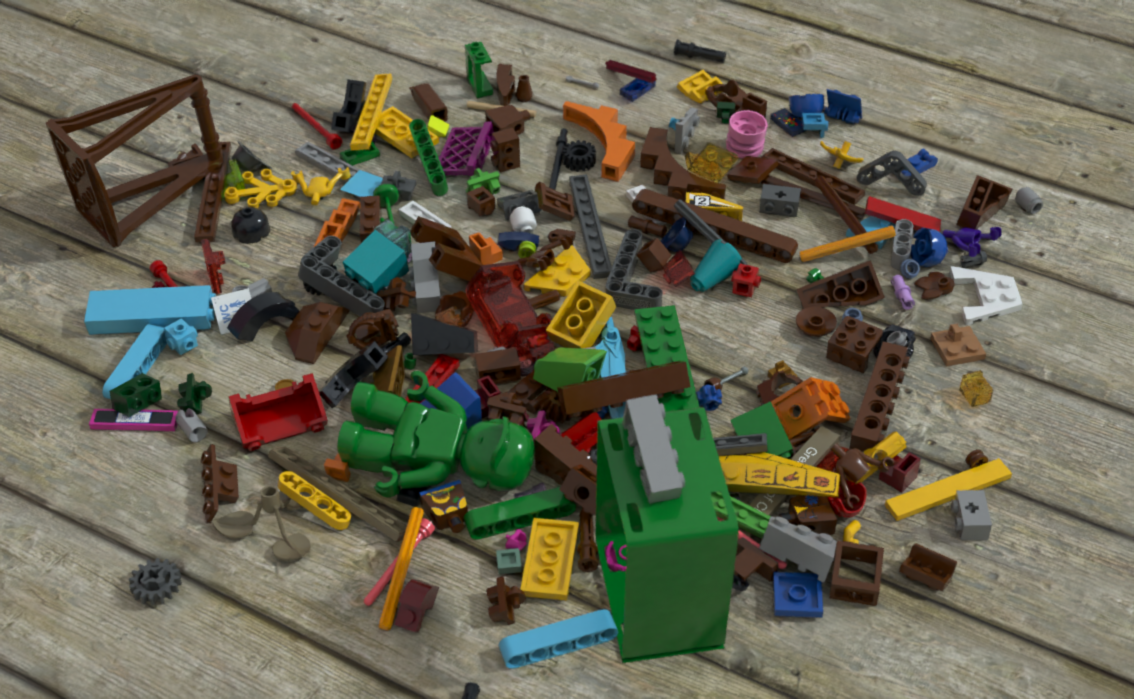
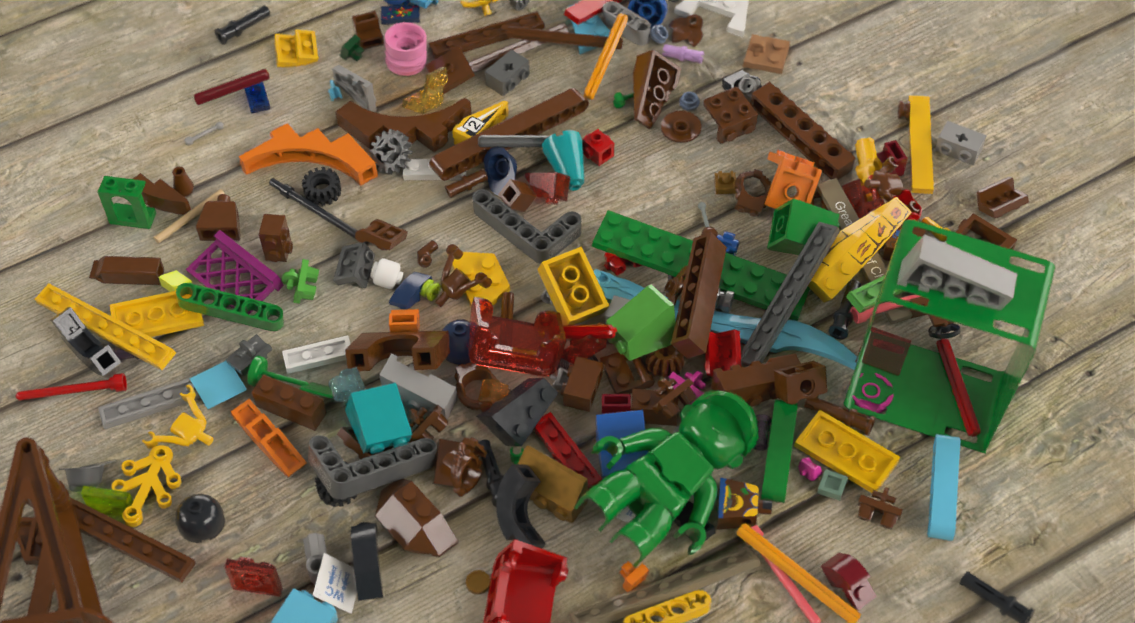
camera: 60 degrees left, 10 degrees up
(358, 156) = (147, 383): green tile -> none
(481, 206) = (330, 294): reddish brown brick -> none
(590, 226) = (428, 225): dark grey tile -> none
(638, 172) = (391, 152): none -> dark grey gear
(732, 89) = (338, 29): reddish brown piece -> none
(976, 388) = (828, 68): clear yellow brick -> none

